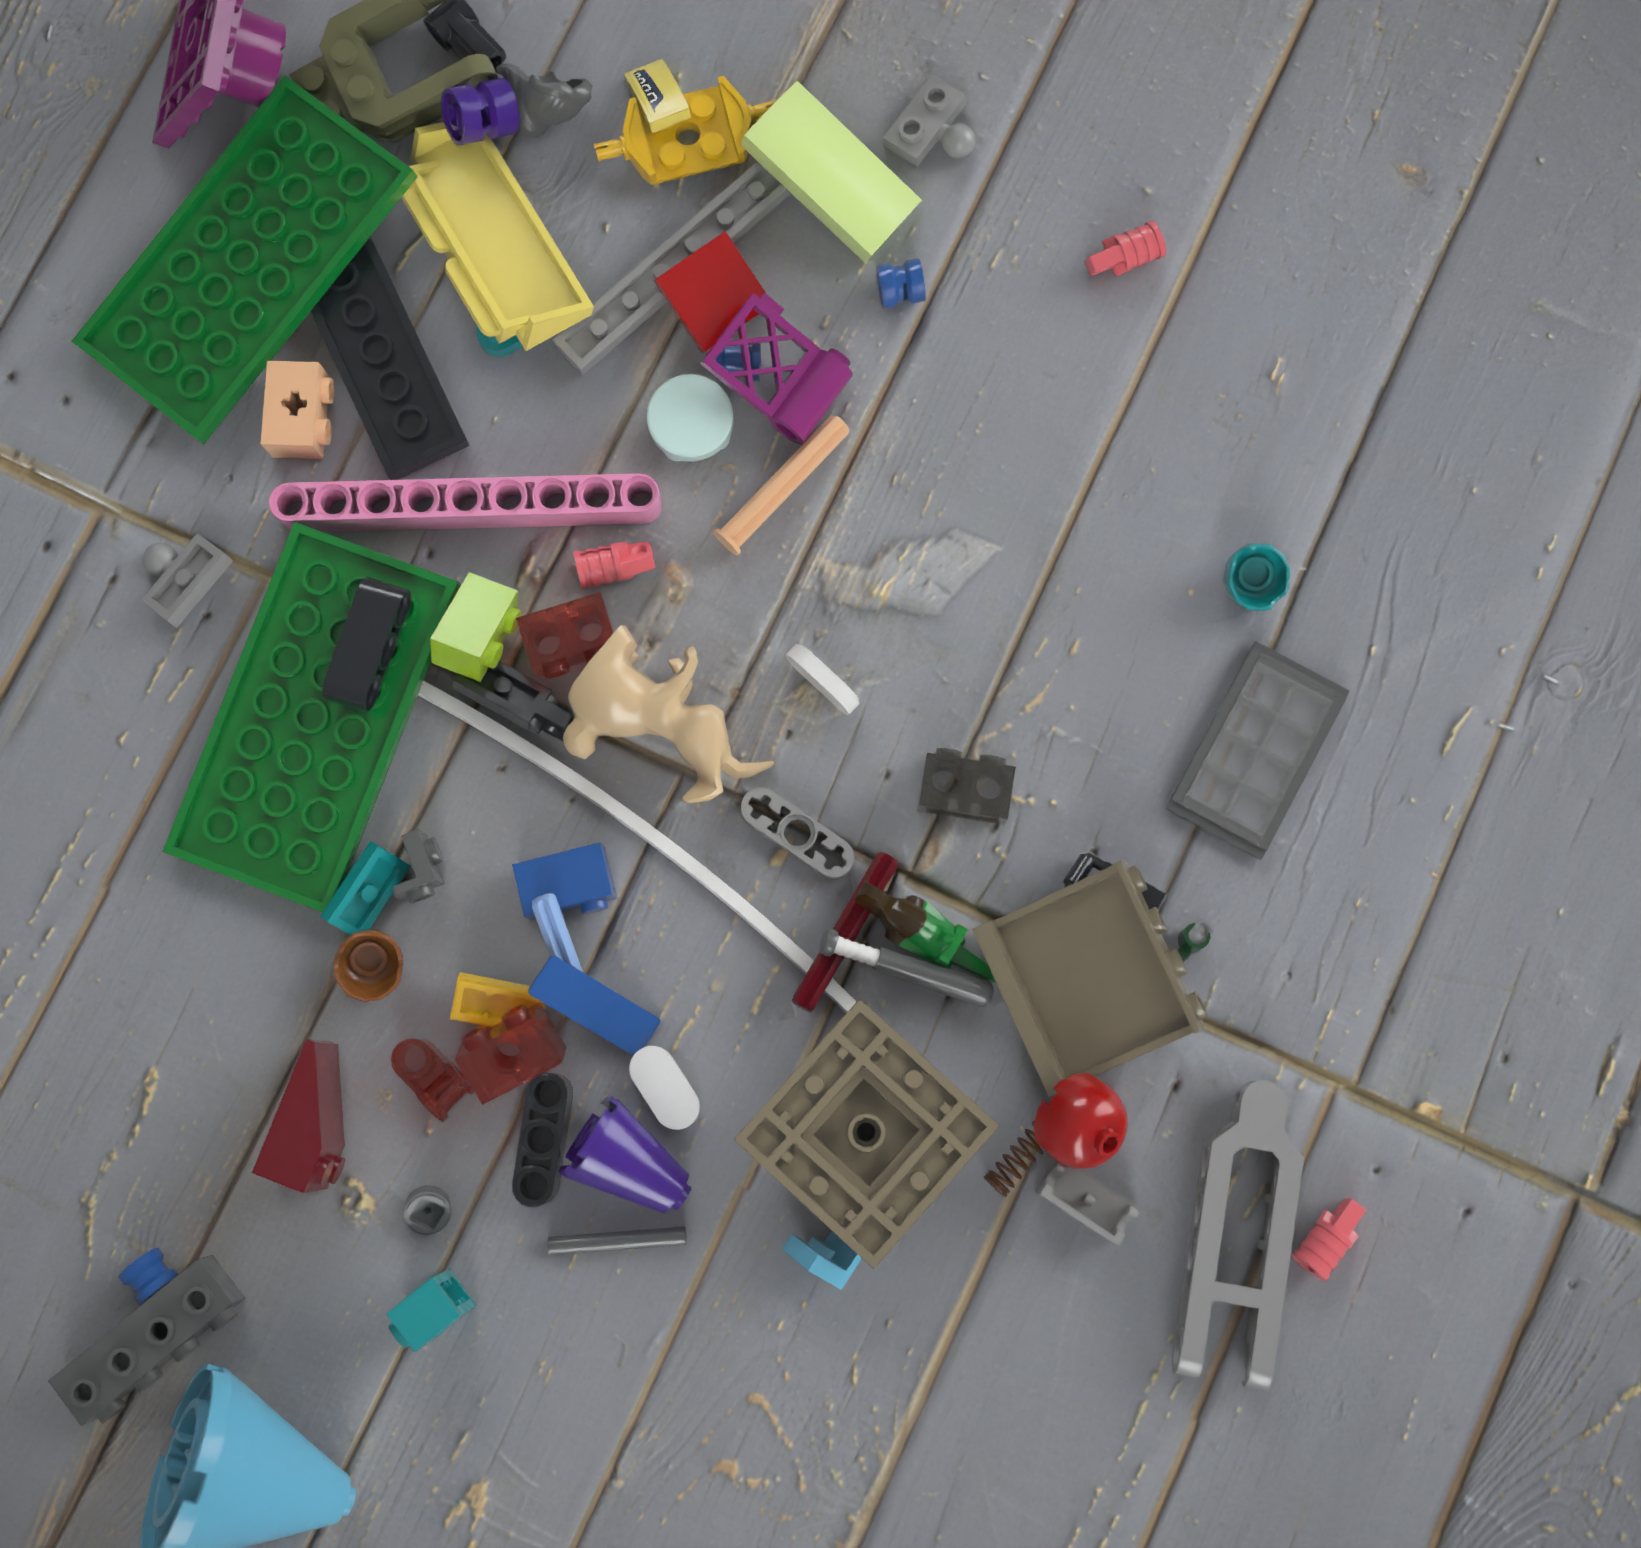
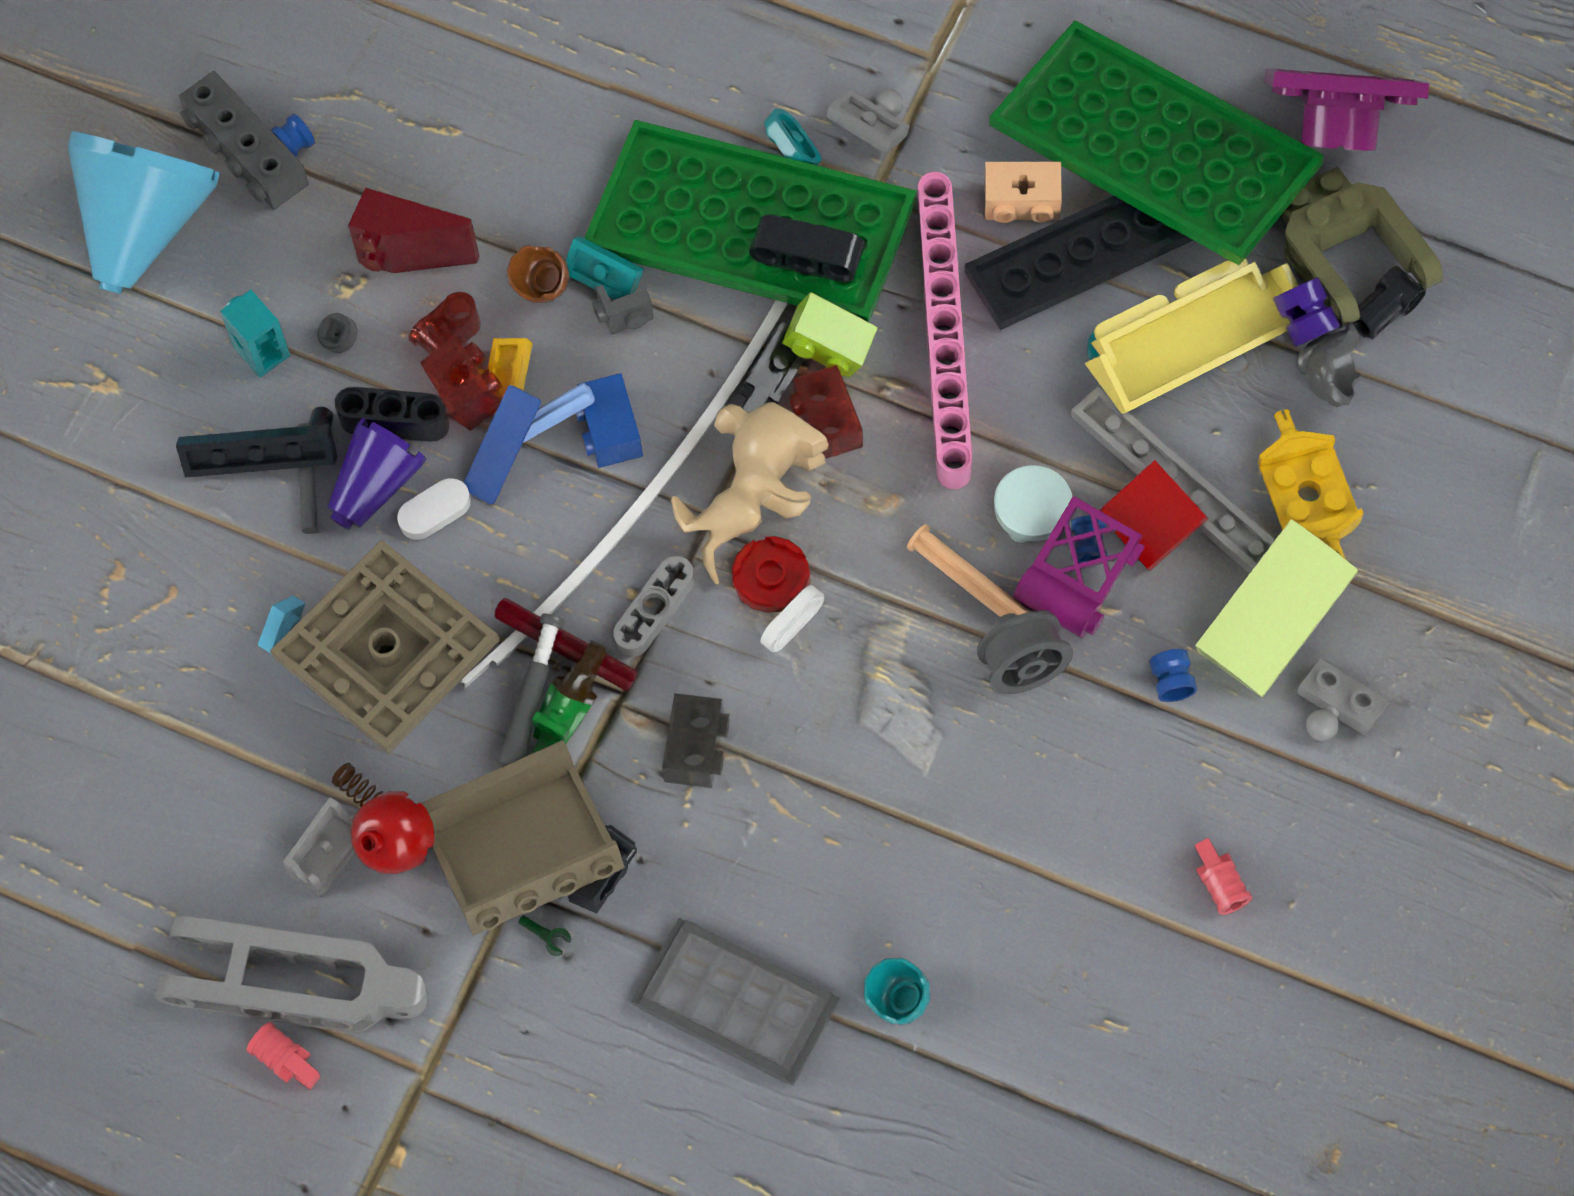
camera: 90 degrees right, 15 degrees down
(199, 671) = (791, 137): none -> teal plate
(588, 1294) = (260, 449): none -> black piece
(612, 563) = (894, 444): coral hinge -> none
(658, 95) = (1343, 460): light yellow slope -> none
(761, 704) = (770, 573): none -> red tile
(877, 428) = (1024, 651): none -> dark grey wheel

